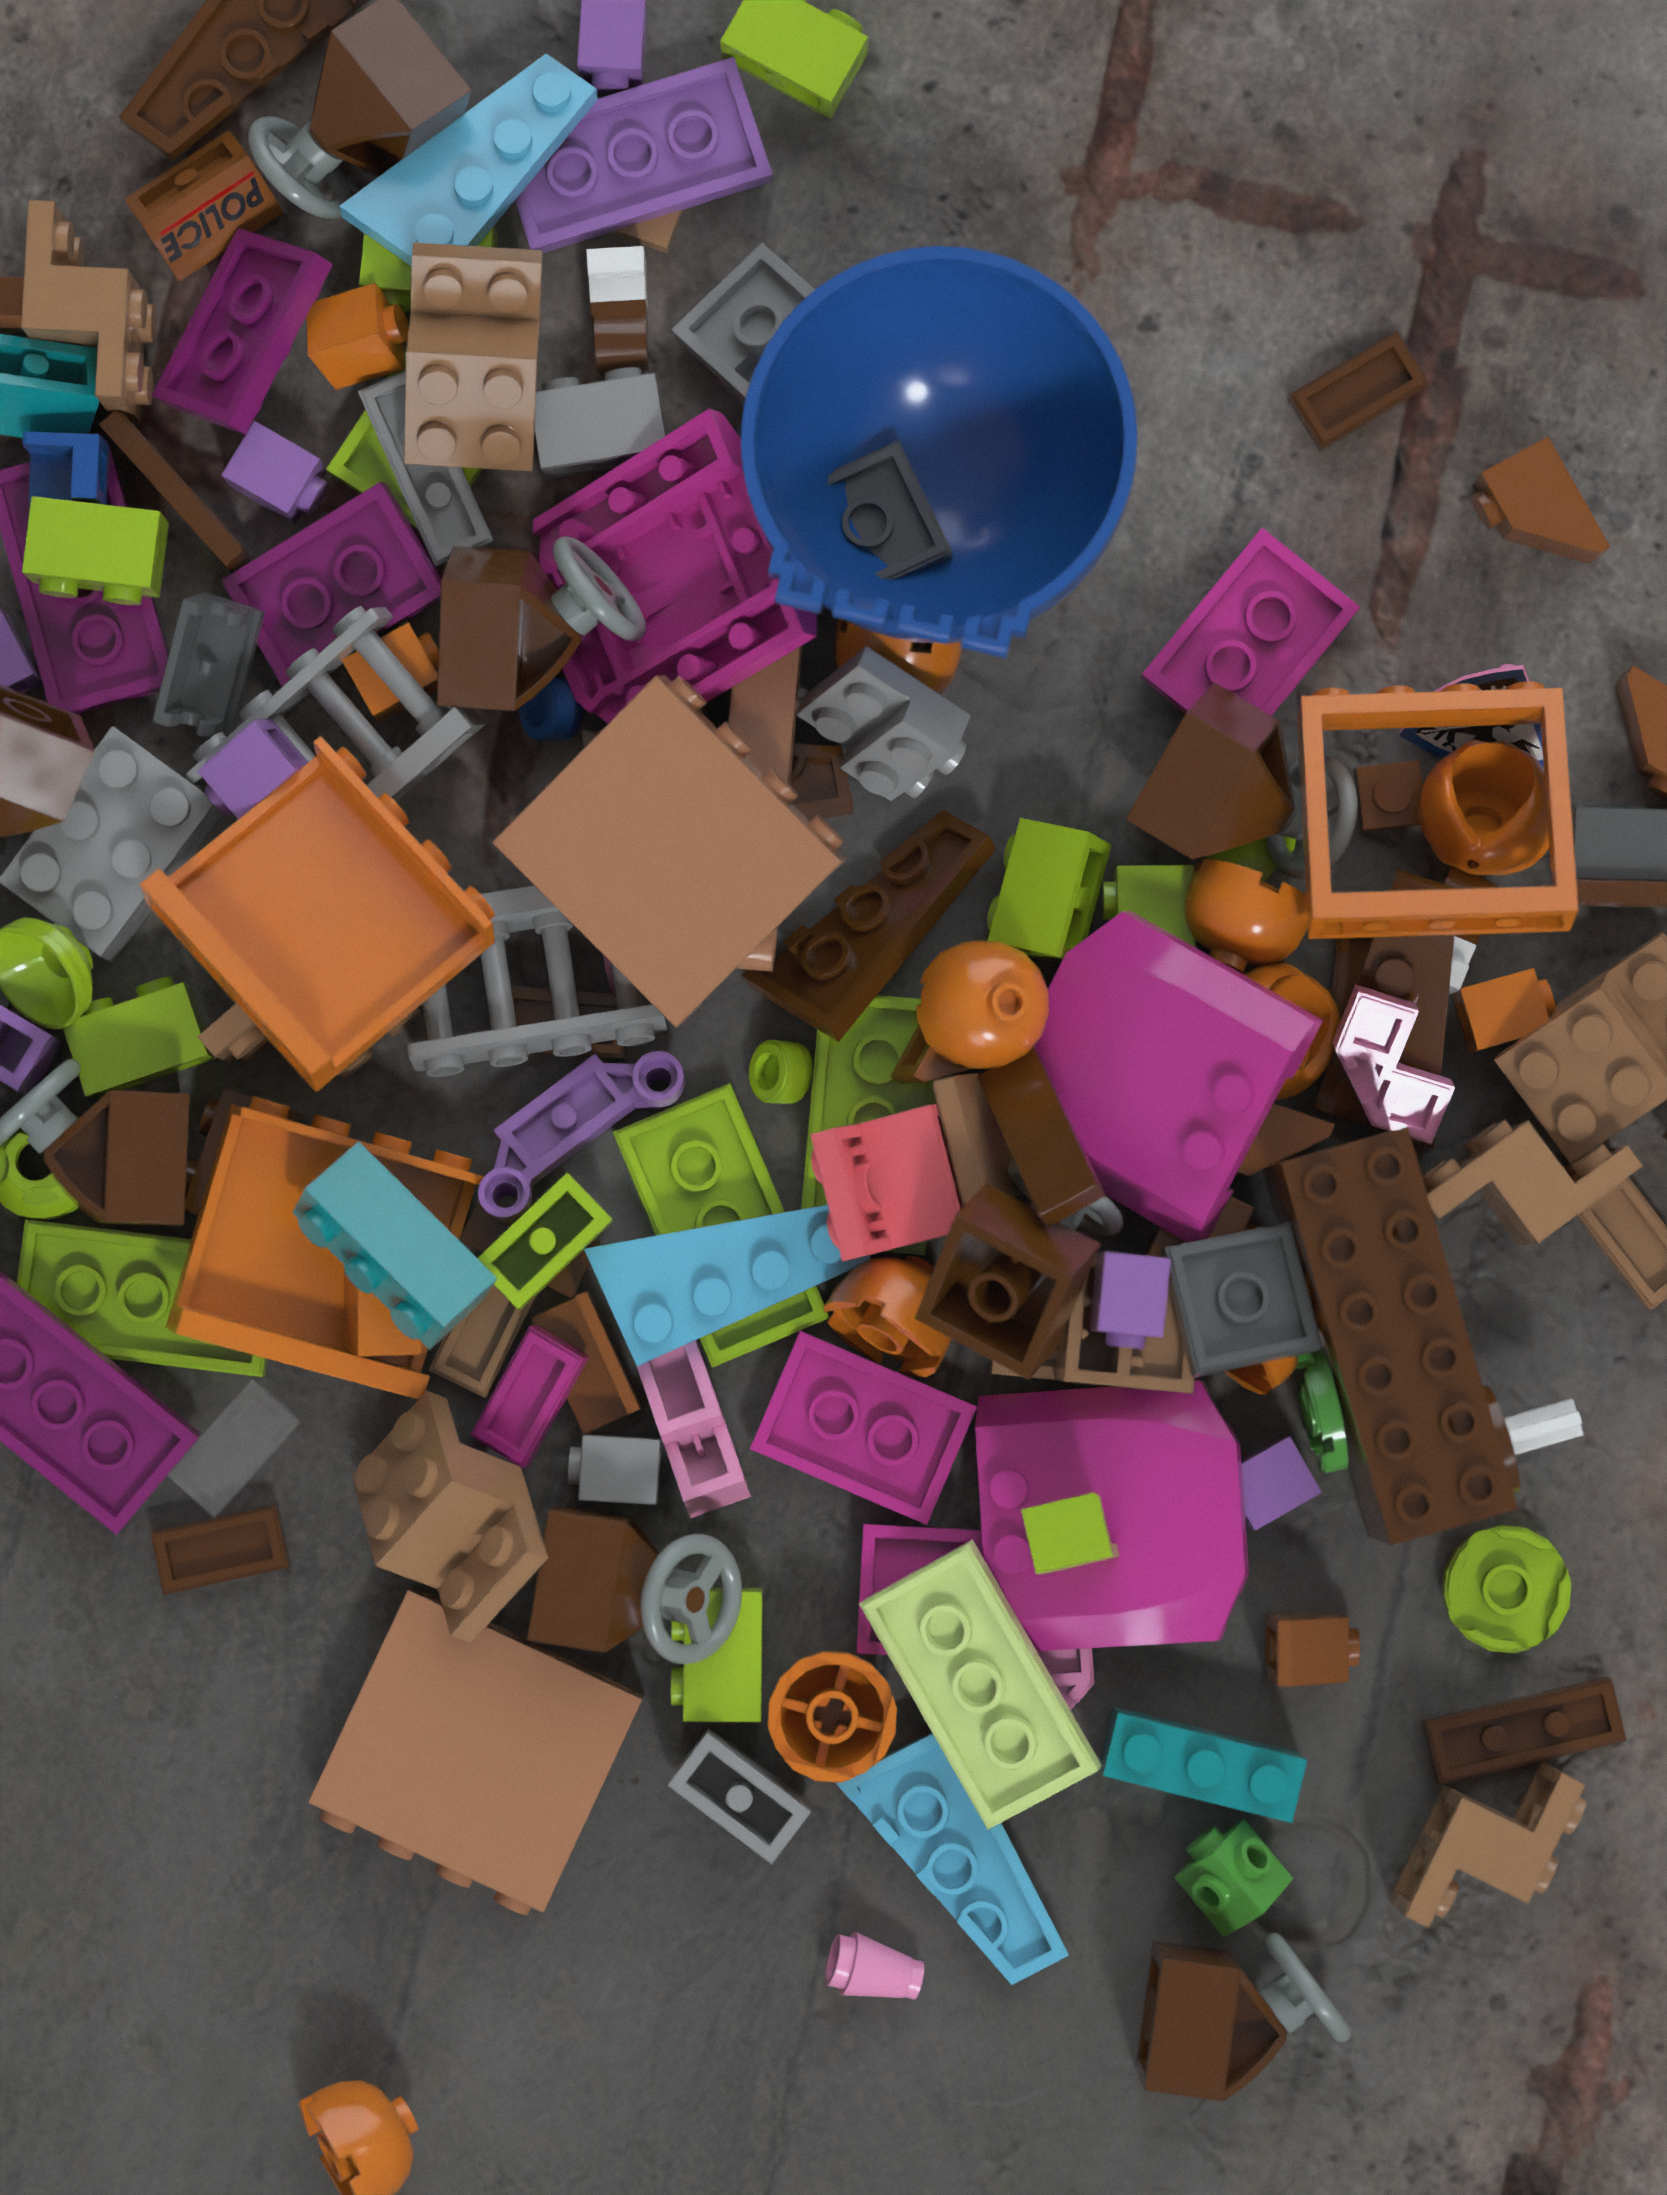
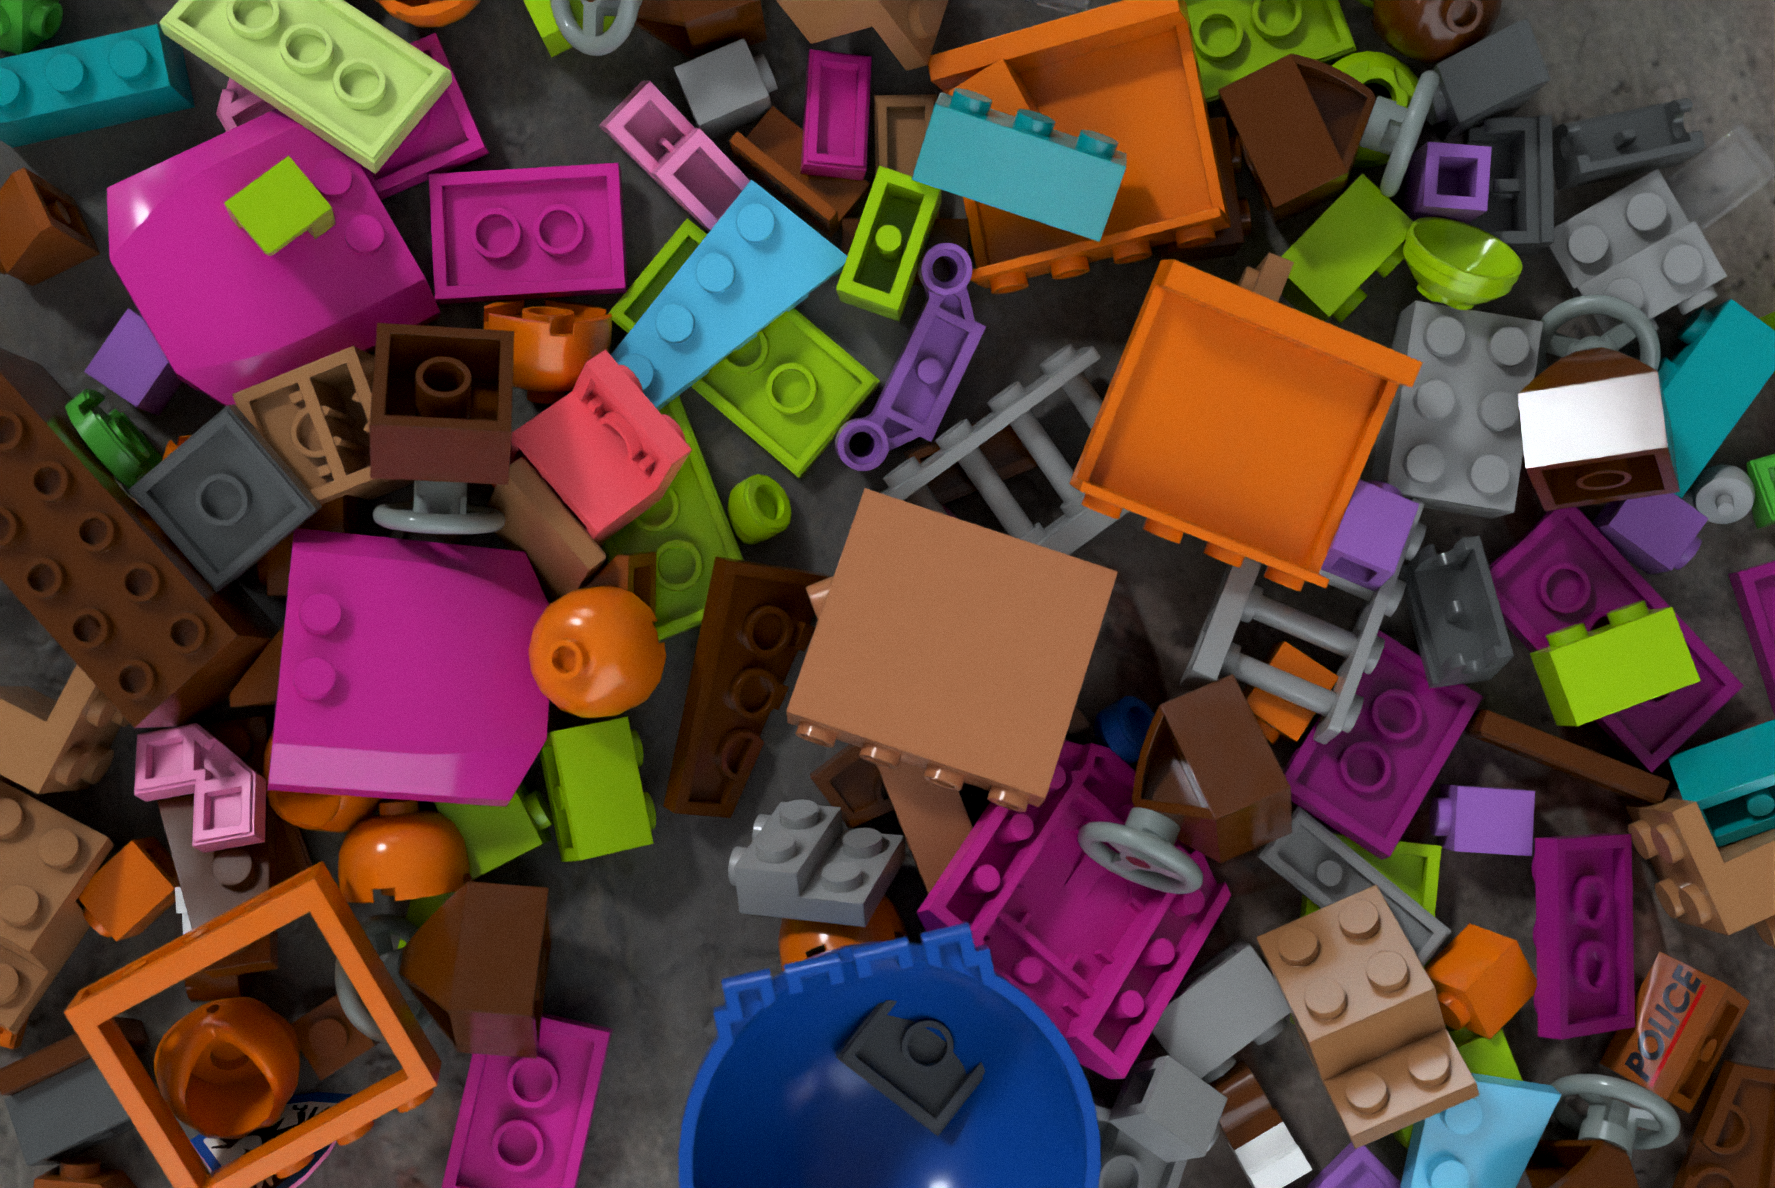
camera: 155 degrees right, 0 degrees up
(68, 466) = (1675, 728): blue panel -> none
(685, 362) = (1168, 1110): none -> light grey brick
(1041, 1137) = (476, 550): reddish brown tile -> none
(1129, 1298) = (322, 445): medium lavender brick -> none

